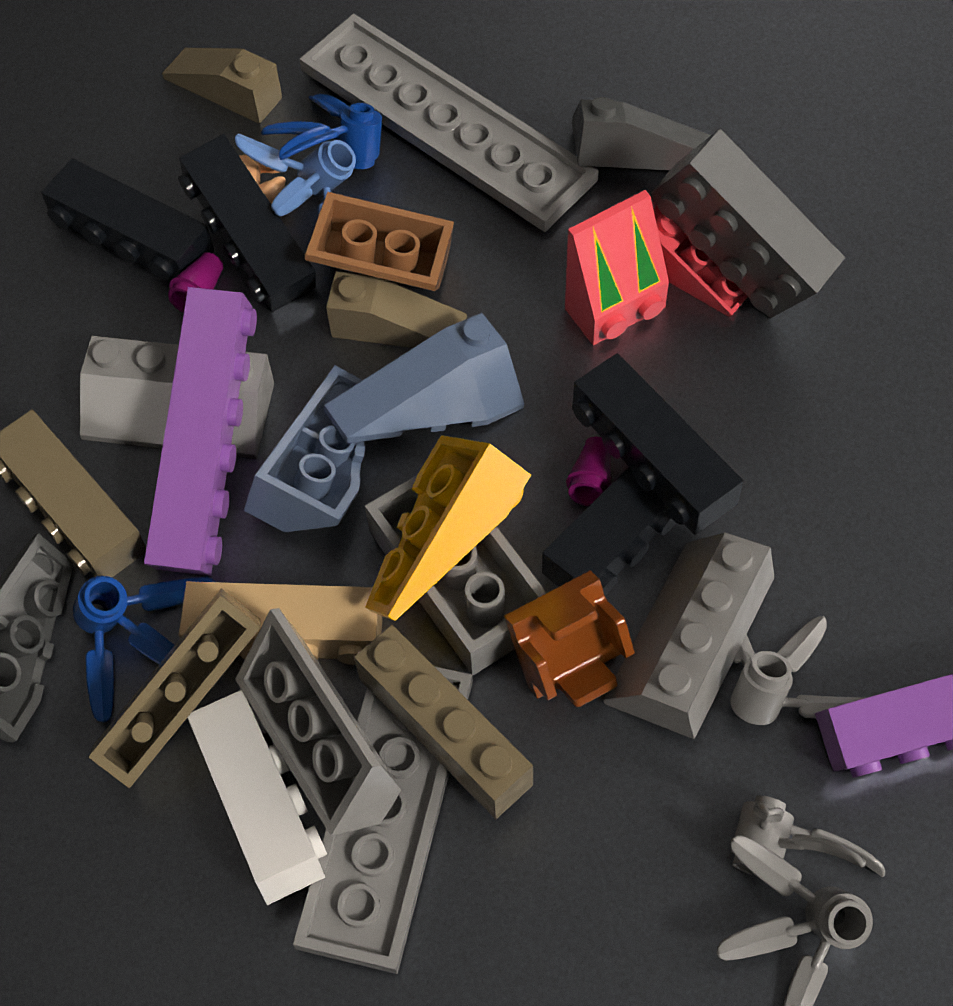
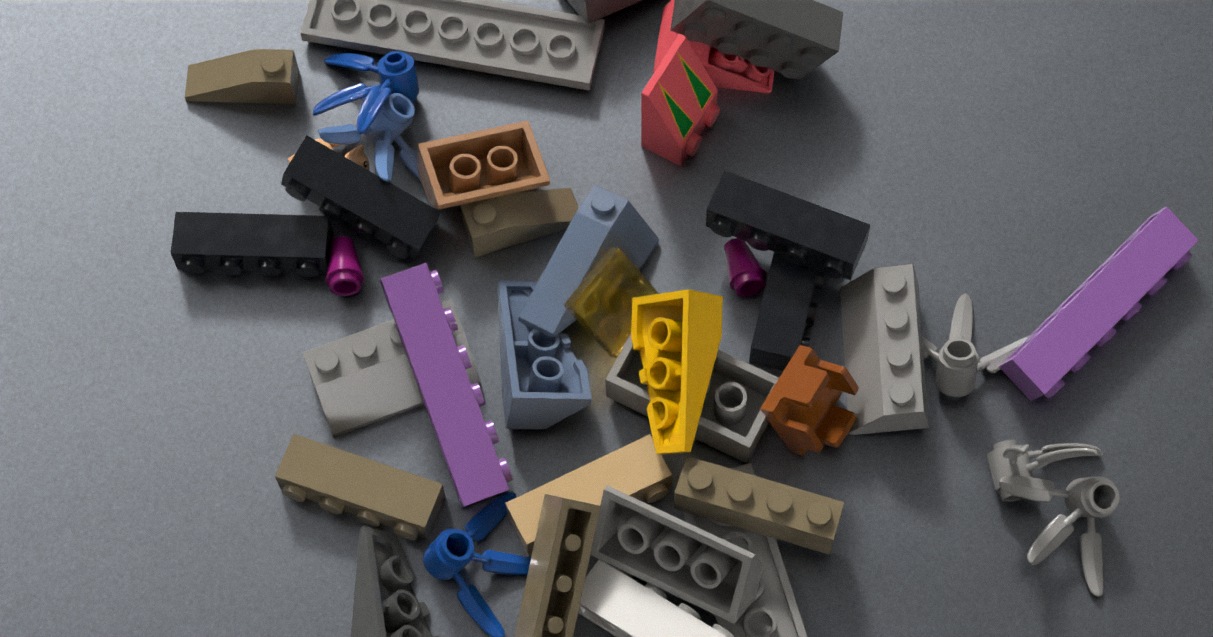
camera: 30 degrees left, 5 degrees up
(417, 422) = (605, 300): none -> clear yellow plate

